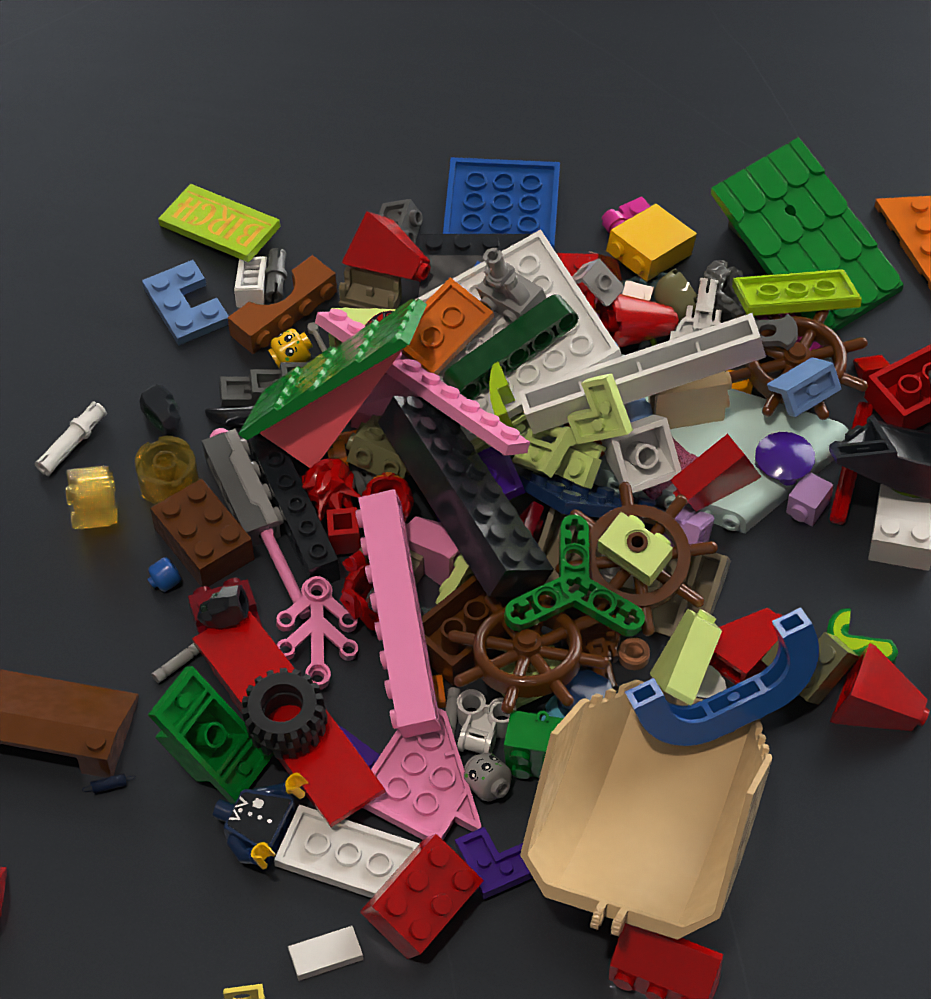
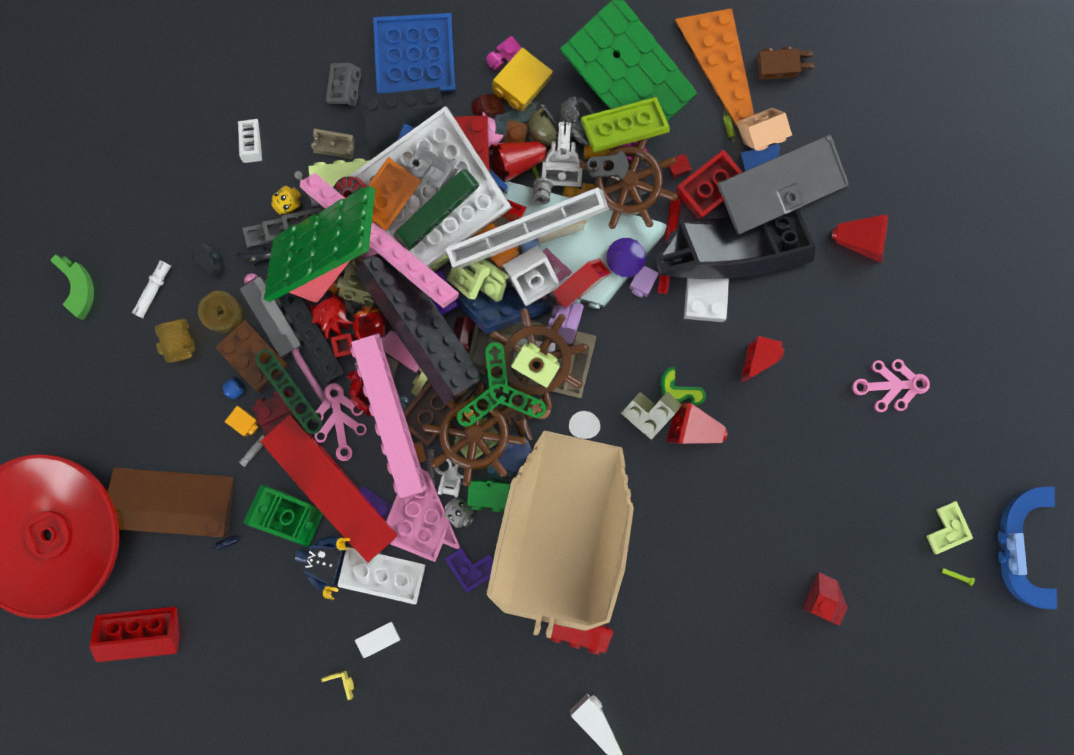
camera: 10 degrees left, 30 degrees up
(167, 296) = (192, 156): medium blue plate -> none
(169, 617) = (242, 421): none -> light orange brick
(219, 222) = (218, 93): lime tile -> none
(224, 608) = (277, 421): black rock -> none
(251, 555) = (298, 397): none -> dark green beam
(258, 324) = (260, 181): dark orange arch -> none
(275, 275) = (265, 134): dark grey pin -> none
(282, 690) = (311, 505): black tyre -> none
(386, 249) = (340, 117): red slope -> none
(421, 896) = (429, 604): red brick -> none
(500, 394) = (433, 244): lime slope -> none
(599, 281) = (489, 145): light grey bracket -> none
(606, 413) = (502, 264): yellowish green plate -> none
(687, 656) = (574, 423): yellowish green slope -> none
(740, 703) = (605, 453): blue arch -> none
(744, 645) = (610, 398): red slope -> none
(806, 385) = (635, 207): medium blue panel -> none

